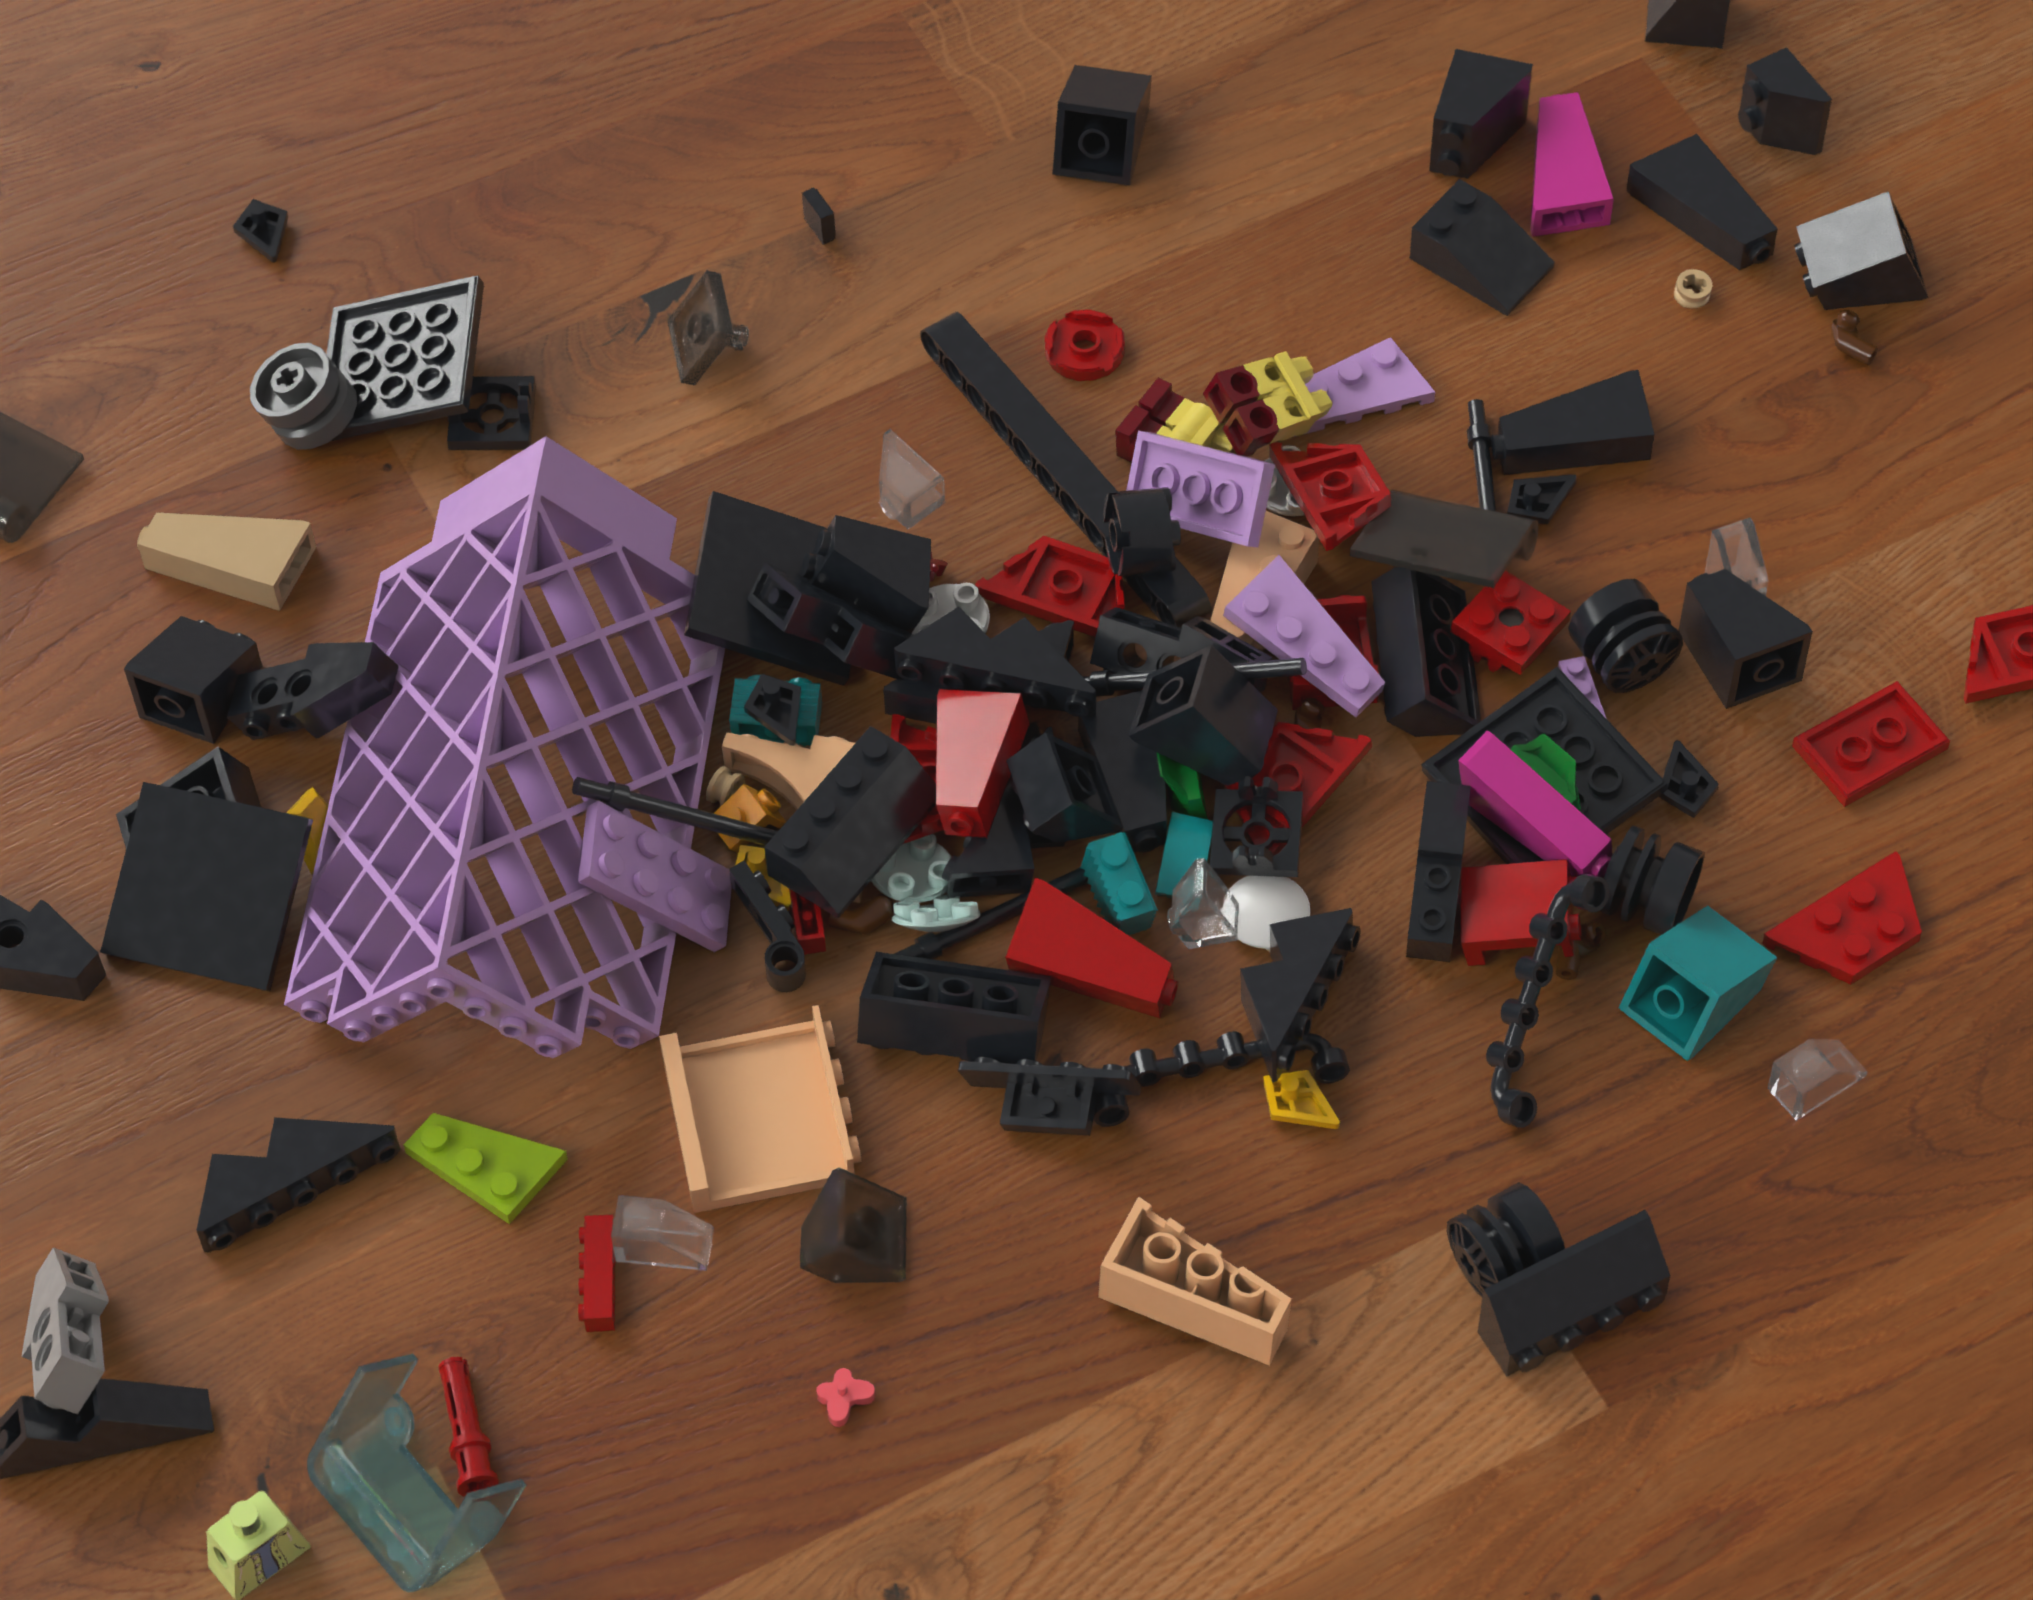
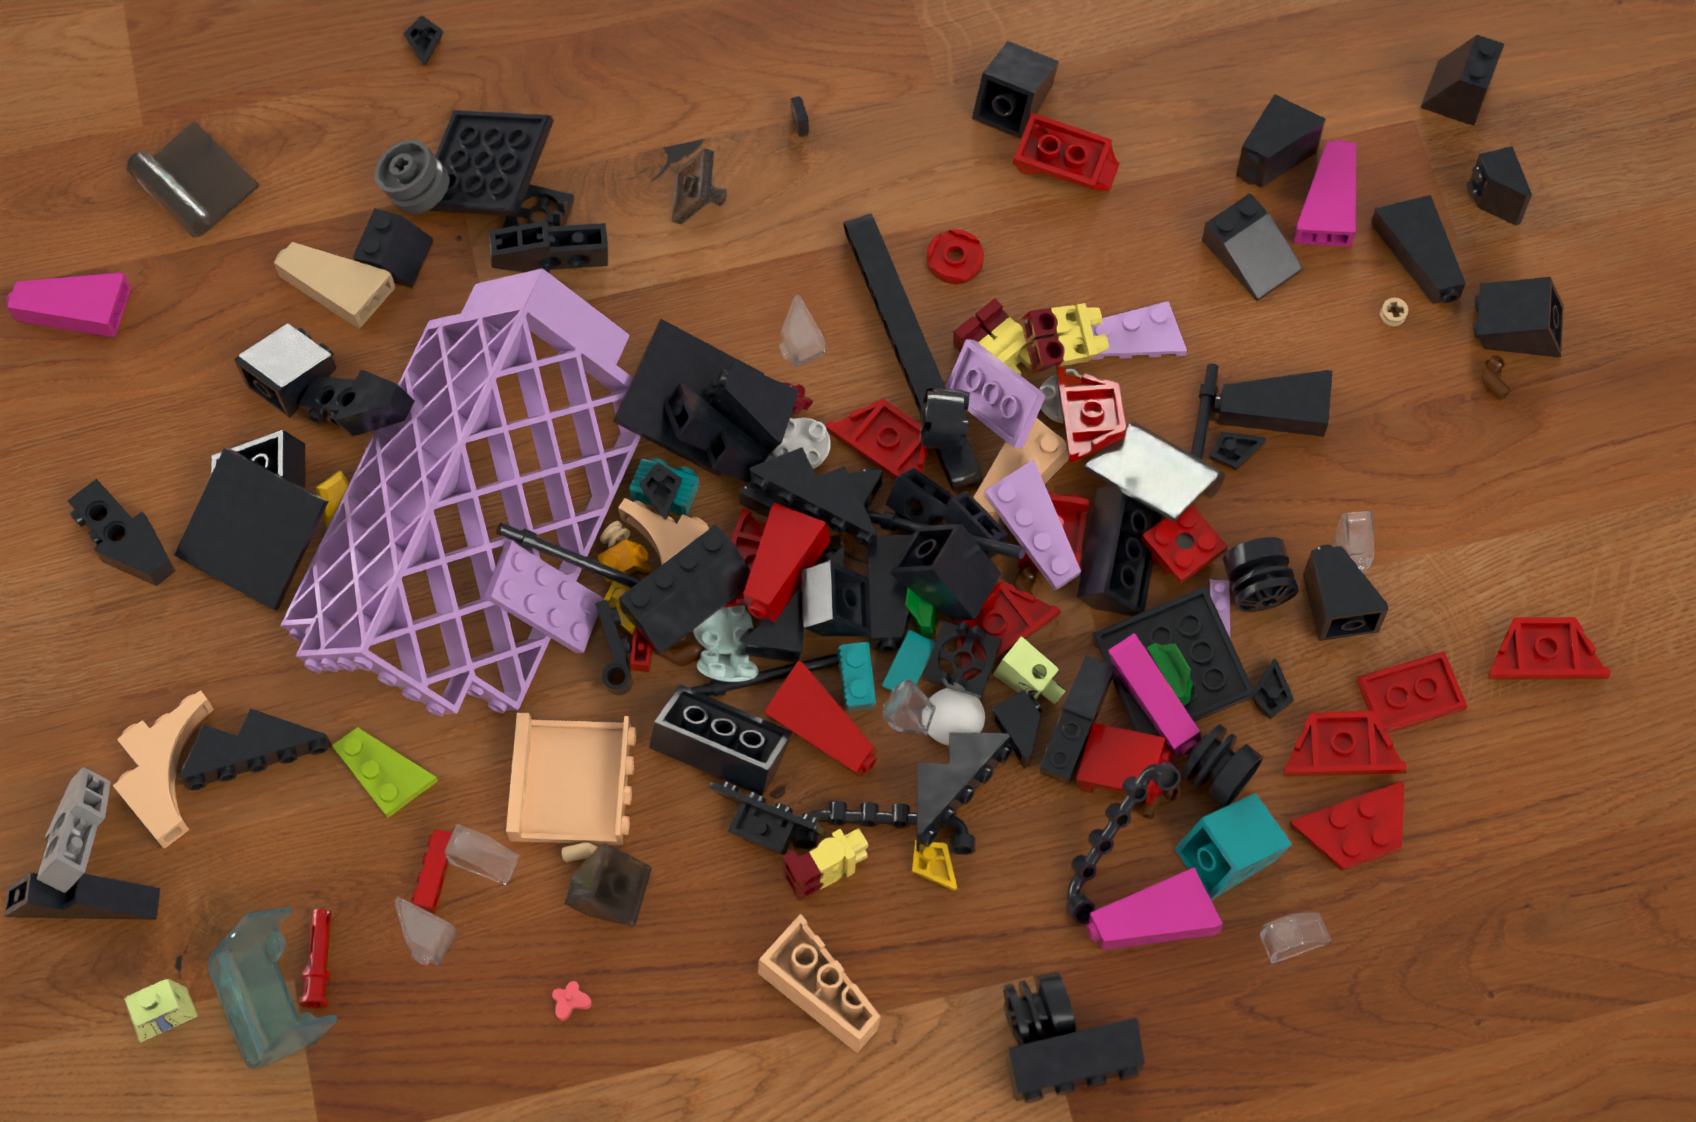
camera: 15 degrees right, 10 degrees up
(149, 1216) = (157, 751): none -> light nougat arch
(304, 487) = (394, 246): none -> black slope
(499, 435) = (550, 248): none -> black brick
(609, 1352) = (424, 933): none -> clear slope
(797, 1199) = (578, 852): none -> tan arm
(1148, 1131) = (824, 864): none -> hips
(1195, 186) = (1066, 153): none -> red slope
(1353, 827) = (1029, 671): none -> yellowish green torso
(1363, 887) = (1020, 719): none -> black slope
(1624, 1090) = (1157, 914): none -> dark pink slope
(1804, 825) = (1343, 746): none -> red wing

